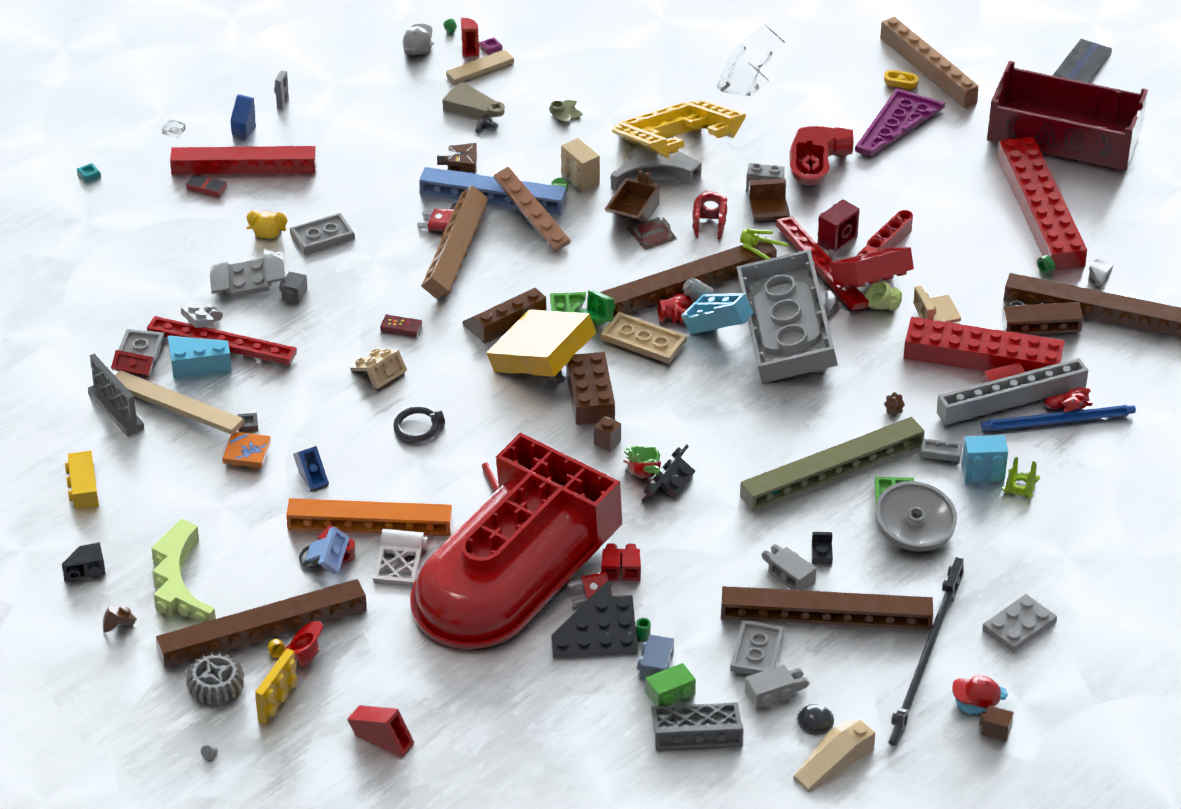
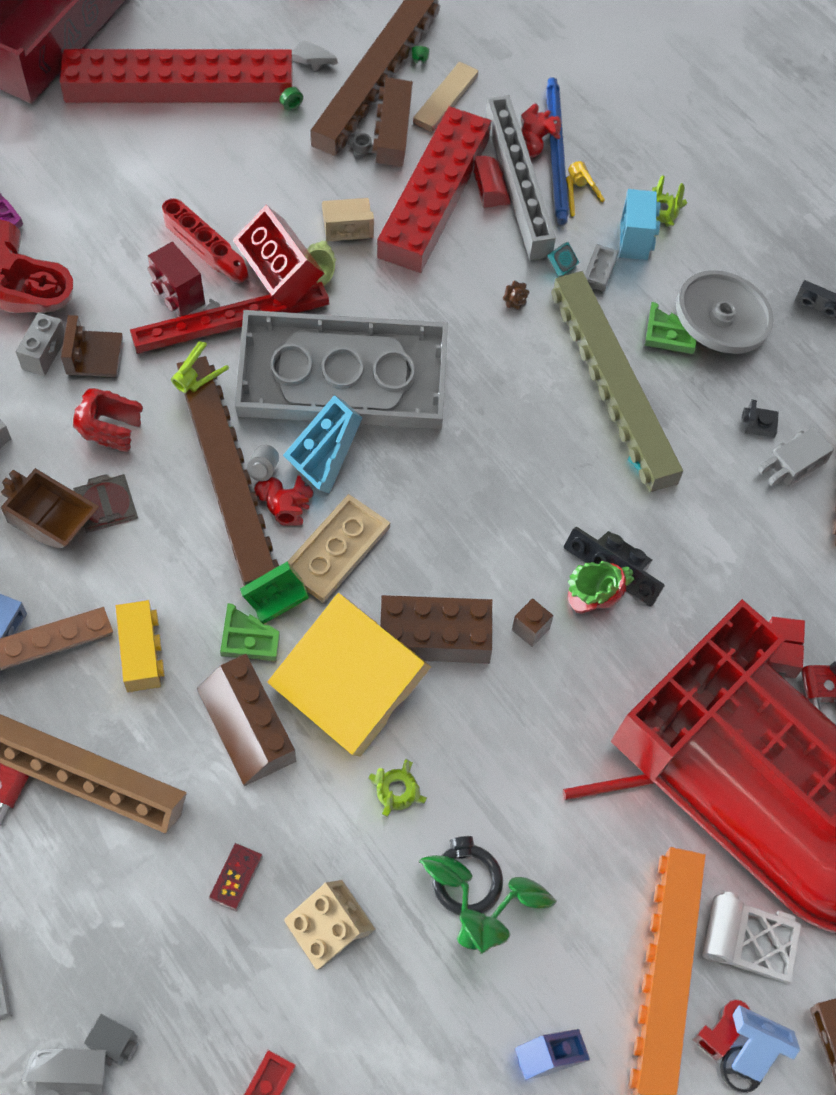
camera: 85 degrees left, 20 degrees up
(375, 402) = (478, 929): none -> green plant
(464, 385) = (386, 796): none -> lime piece
(546, 259) = (139, 646): none -> yellow brick
(940, 427) = (563, 258): none -> teal tile
(1032, 430) = (580, 176): none -> yellow plant
(1094, 351) = (445, 95): none -> tan tile
(1128, 330) = (420, 53): none -> green hinge

